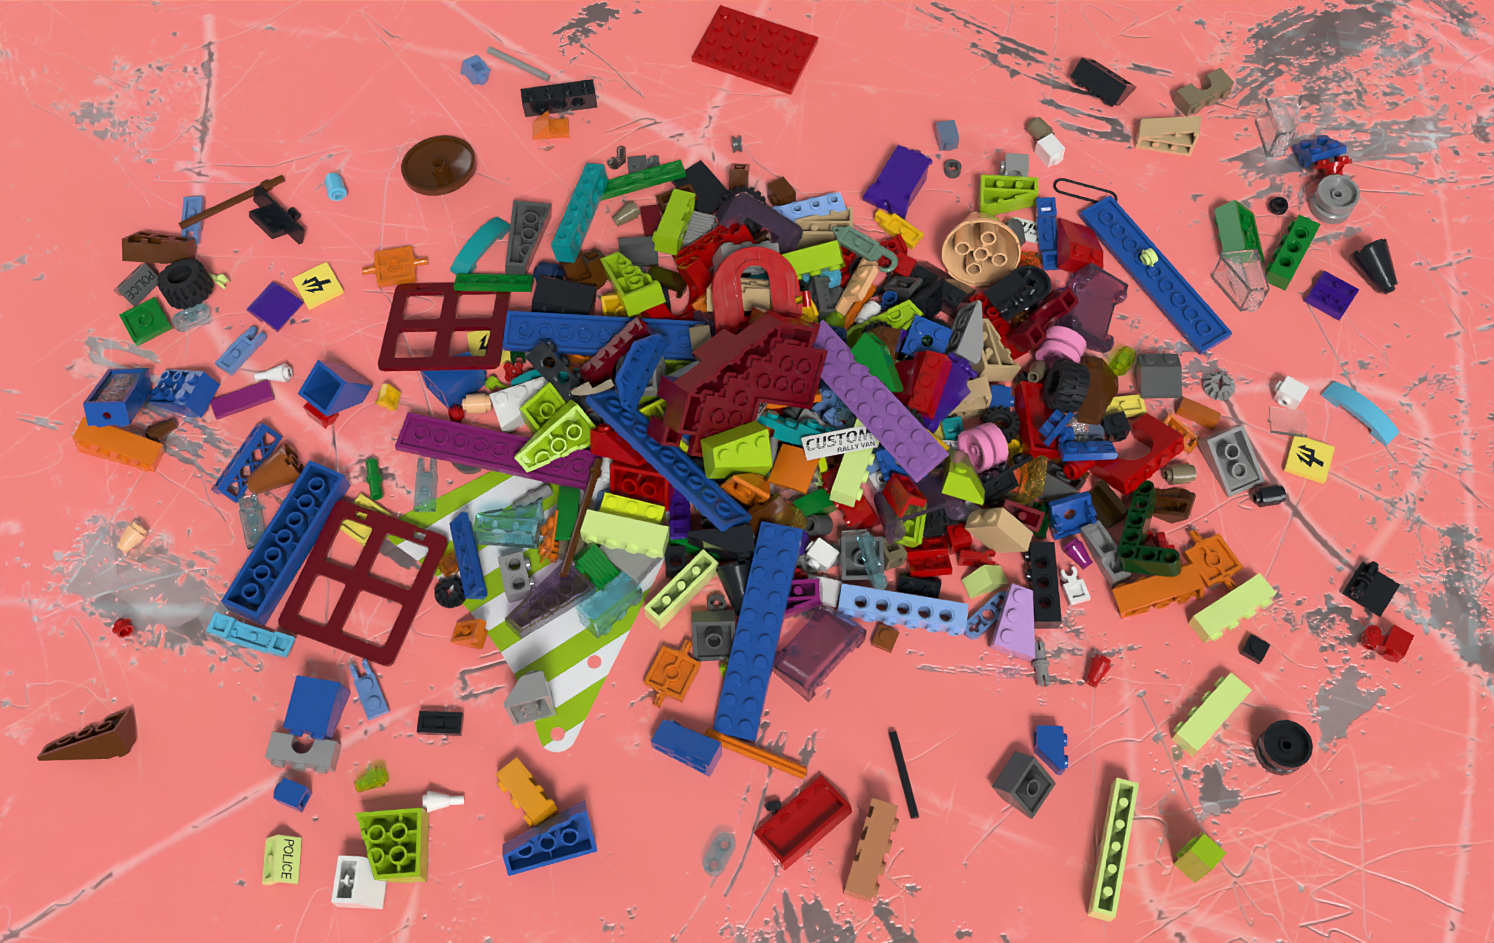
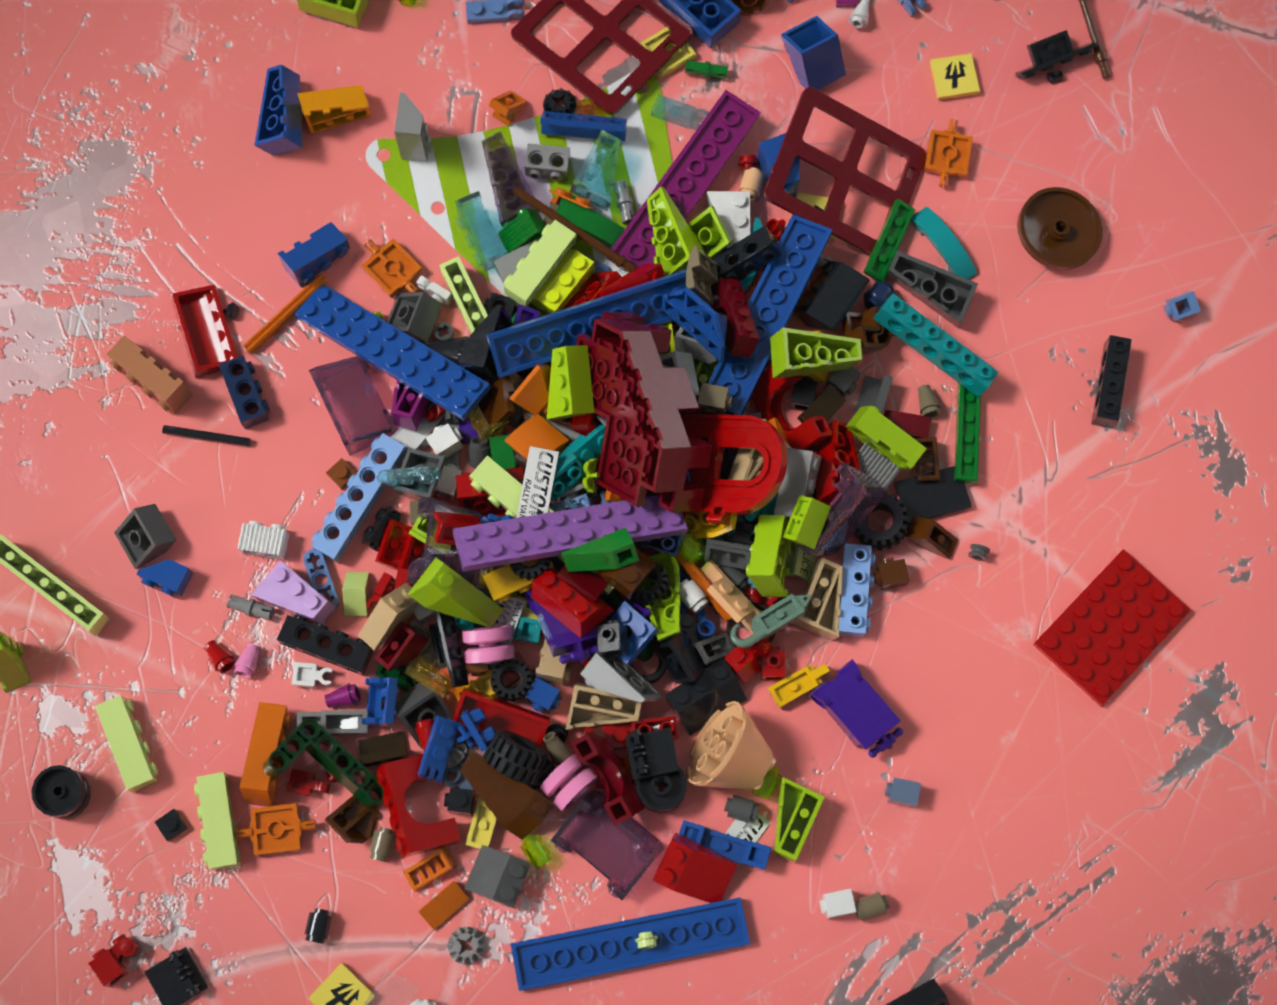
camera: 110 degrees right, 10 degrees up
(275, 306) = (943, 30): dark purple slope -> none
(335, 187) = (1073, 122): medium azure brick -> none
(388, 397) = (788, 104): yellow tile -> none
(436, 800) = (365, 34): white cone -> none
(440, 723) = (434, 58): black plate -> none
(493, 382) = (771, 208): lime hand -> none
(513, 61) = (1181, 358): light grey bar -> none
(550, 128) = (1076, 363): orange slope -> none
(618, 161) = (1005, 421): clear smoke arm -> none
(640, 163) = (990, 440): dark grey plate -> none
(683, 620) = (435, 291): none -> white plate
(718, 854) = (210, 249): clear light blue plate -> none
(780, 235) = (806, 521): none -> lime hinge
(808, 413) = (589, 469): none -> lime piece
(845, 765) = (237, 384): none -> dark blue brick
(941, 340) = (612, 639): none -> black brick
(955, 173) = (859, 774): dark grey bush -> none
(978, 676) = (263, 540): none -> white brick
(1014, 165) = (818, 840): light grey brick -> none
(1030, 258) = (703, 809): clear orange cone -> none
(1082, 184) = (779, 928): black piece -> none
(1088, 644) = (247, 662): none -> bright pink cone
(1231, 459) = (374, 907): light grey slope -> none

